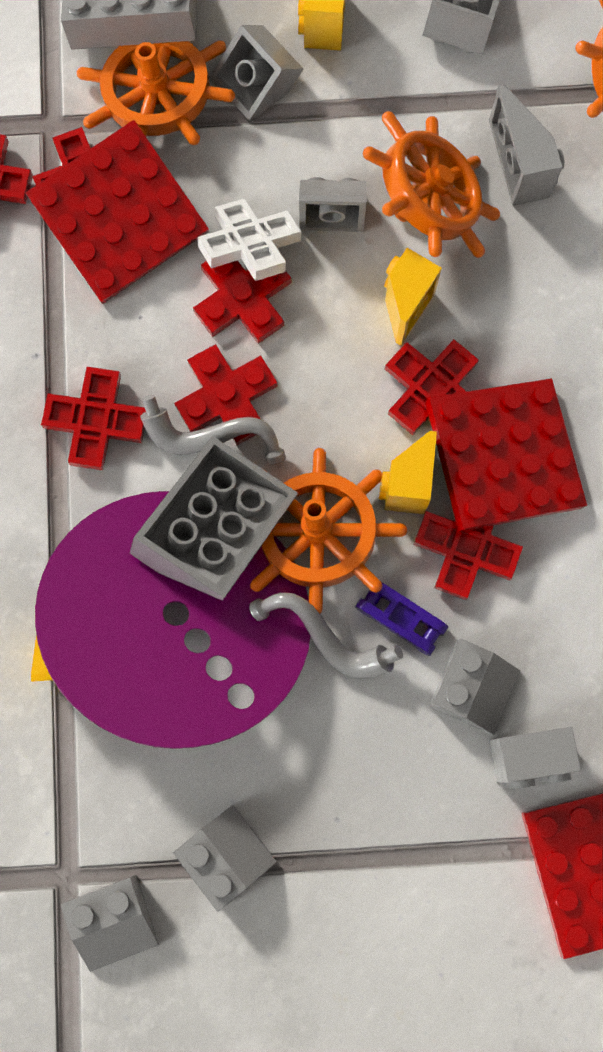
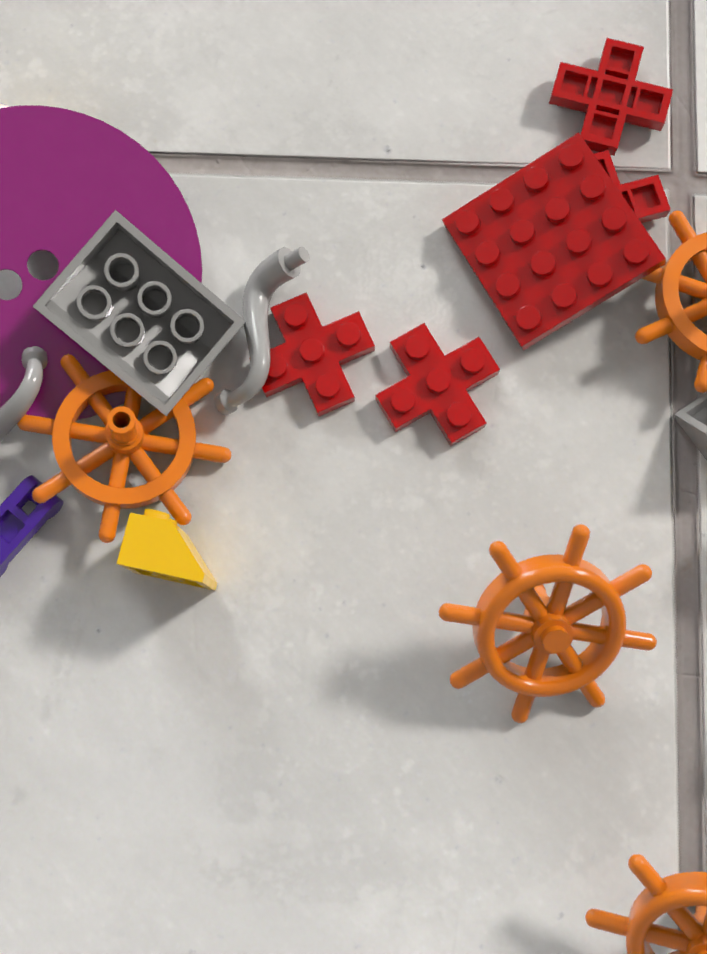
camera: 100 degrees right, 0 degrees up
(94, 418) = (299, 201): red plate -> none
(249, 239) = (501, 393): white plate -> none
(332, 205) = (545, 499): light grey slope -> none
(410, 289) = (406, 577): yellow slope -> none
(426, 380) = (288, 602): red plate -> none
(465, 553) = (81, 618): red plate -> none
(505, 454) = (184, 680): red plate -> none
(524, 149) = (594, 766): light grey slope -> none

